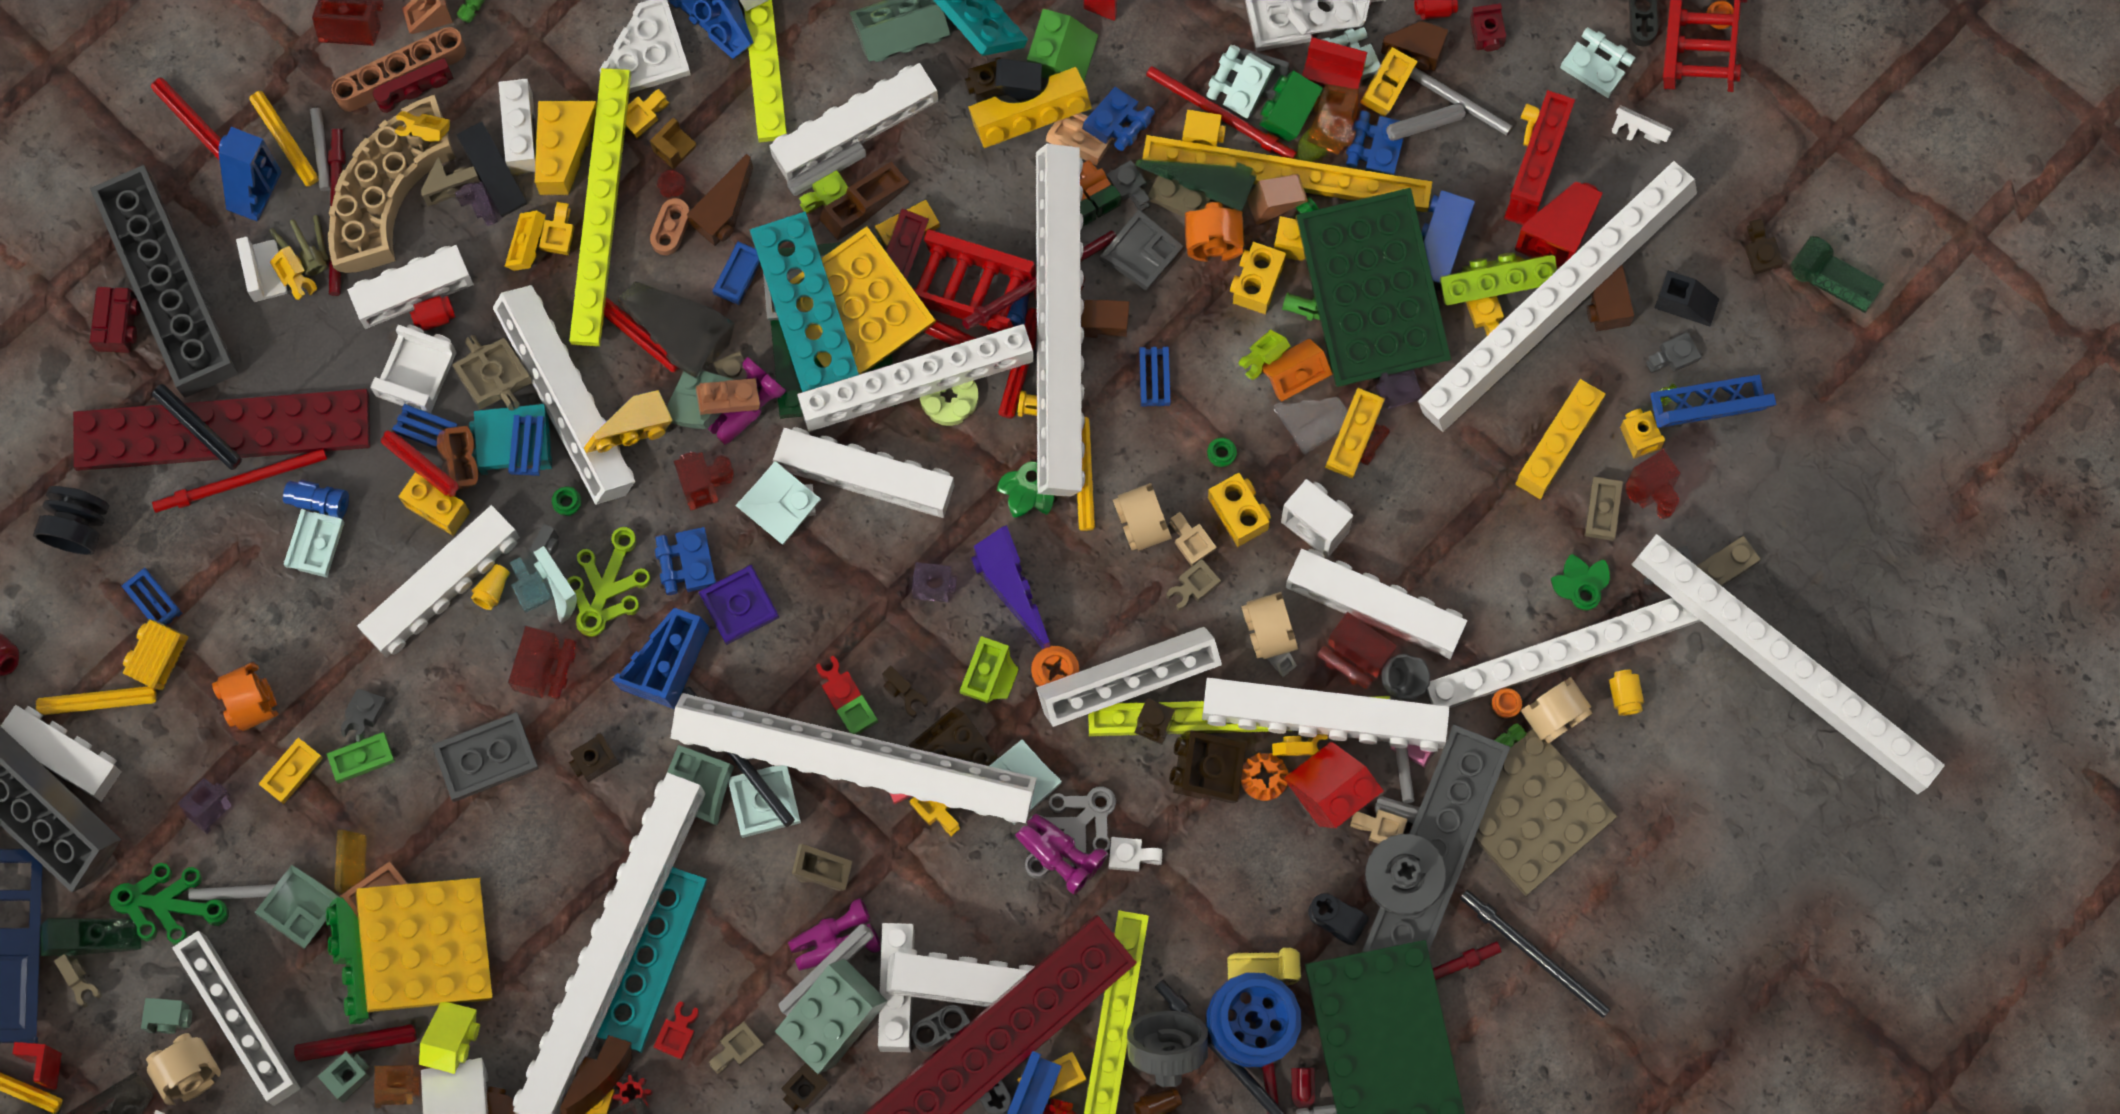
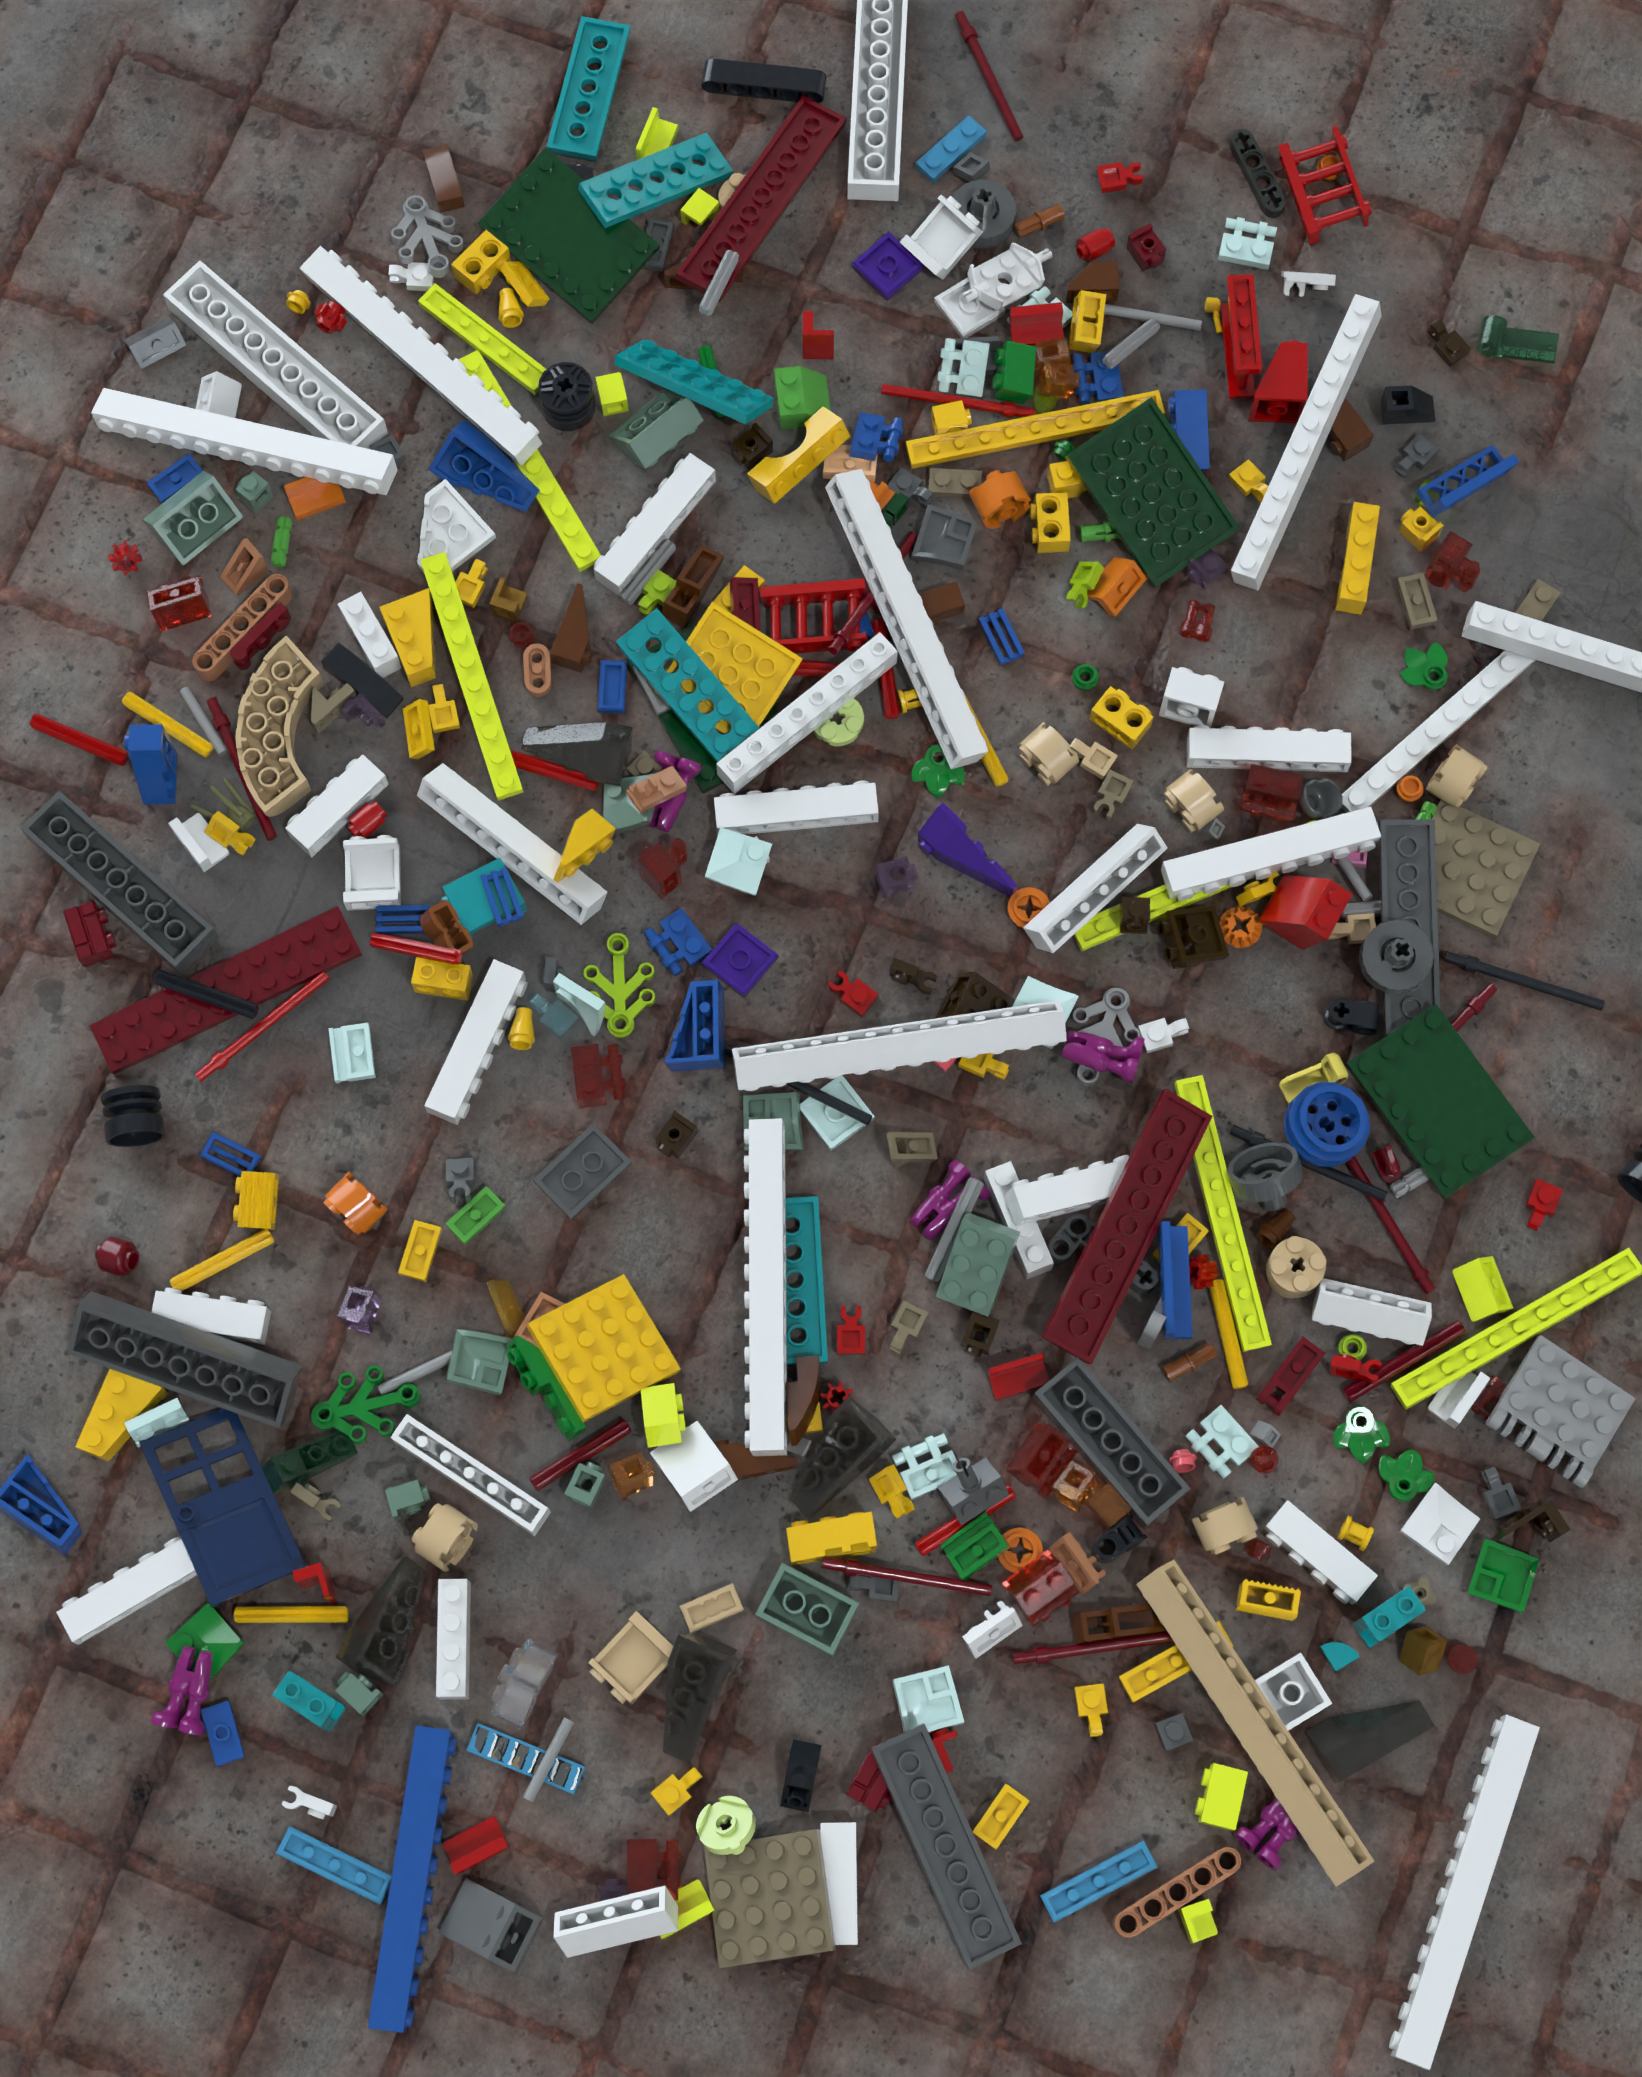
camera: 25 degrees left, 0 degrees up
(313, 498) = (333, 1015): blue axle -> none
(426, 126) = (293, 663): yellow plate -> none
(492, 373) = (442, 850): dark tan plate -> none
(566, 492) = (553, 924): green plate -> none
(857, 716) = (882, 1011): bright green plate -> none
(990, 672) = (976, 931): lime slope -> none
(1019, 79) = (782, 433): black slope -> none
(1220, 181) = (987, 454): clear green wedge -> none
(1276, 197) = (1036, 451): nougat slope -> none
(1312, 420) = (1149, 622): clear wing -> none
(1354, 433) = (1189, 617): yellow tile -> none
(1496, 277) = (1248, 446): lime bracket -> none
(1626, 692) = (1503, 741): yellow brick -> none

